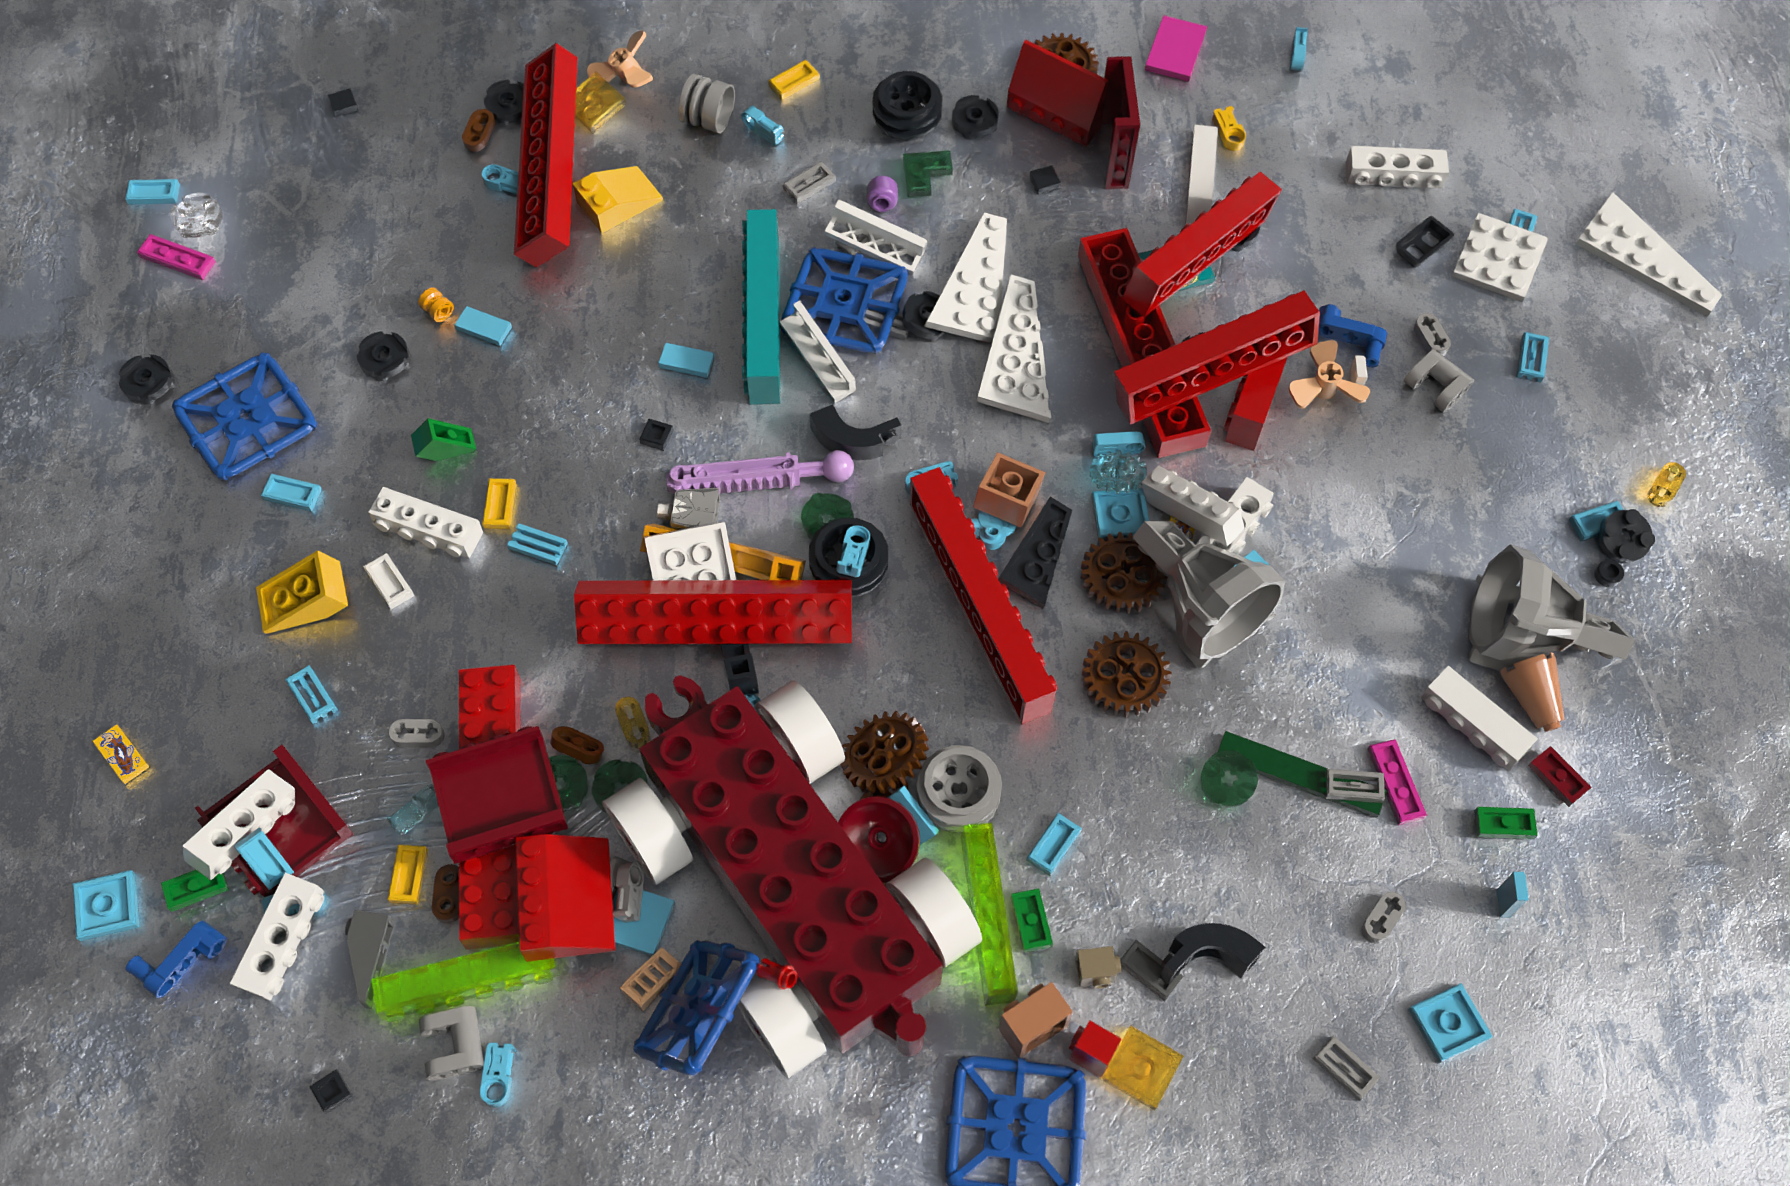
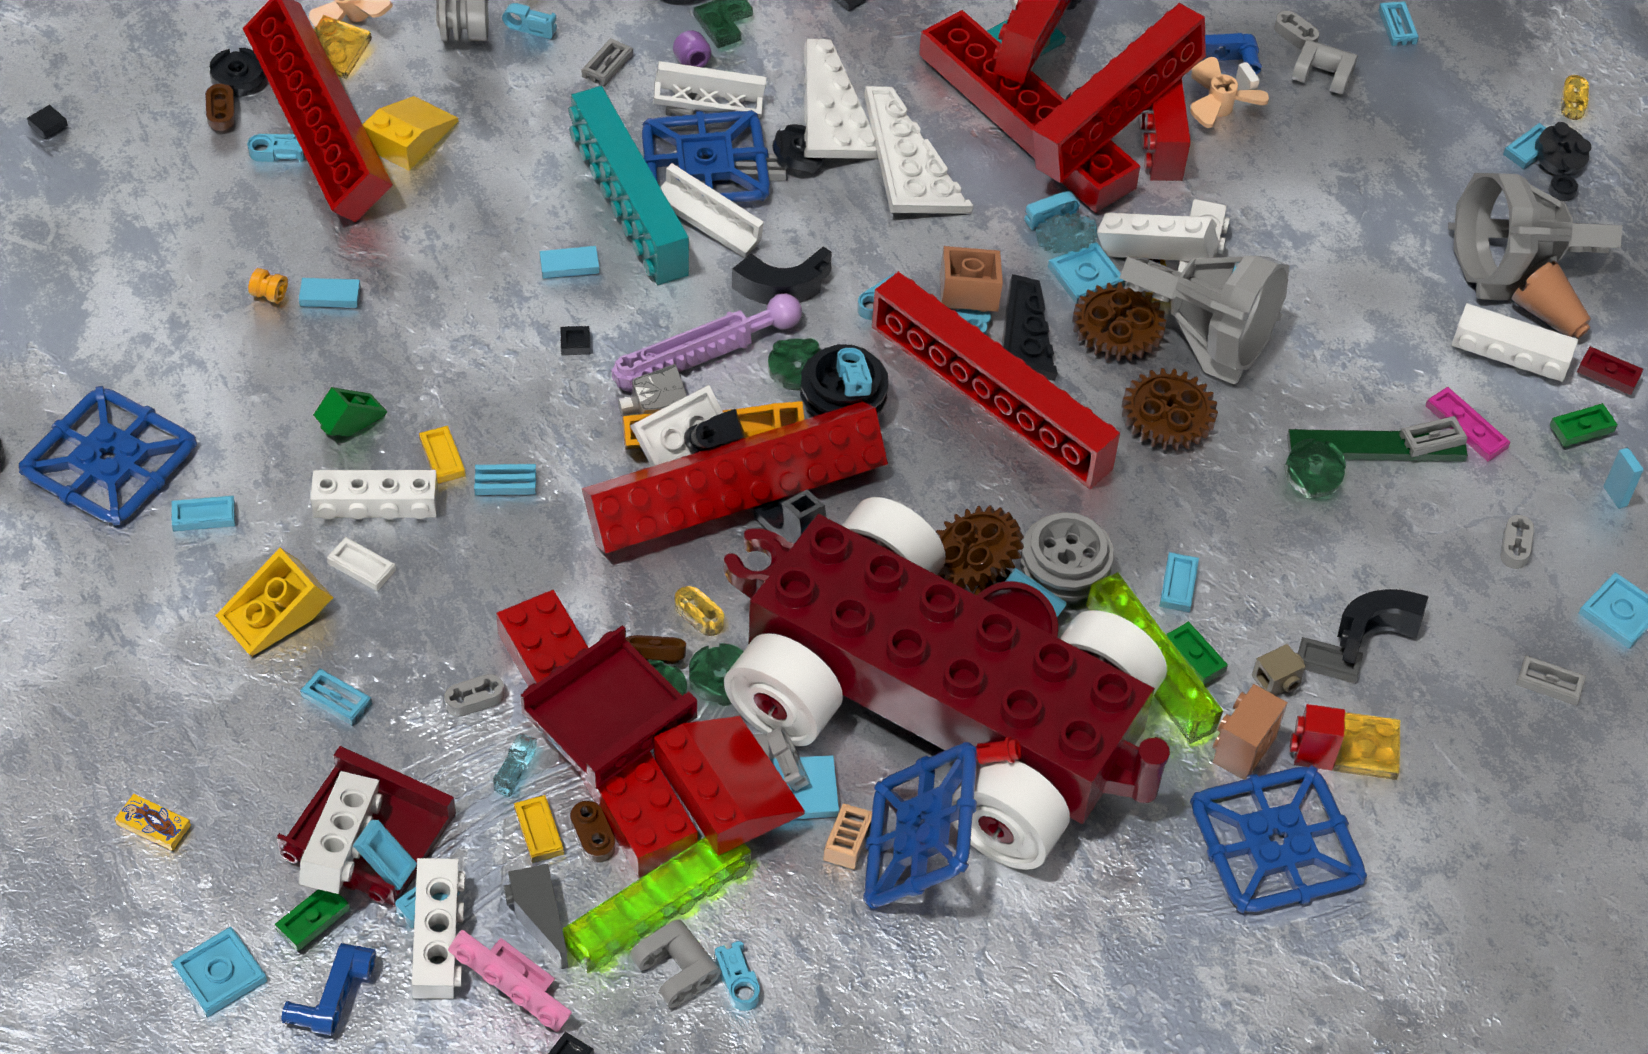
camera: 25 degrees left, 10 degrees down
(316, 1003) = (514, 976): none -> bright pink bracket
(385, 367) = (234, 364): black plate -> none
(719, 566) = (716, 431): none -> black piece

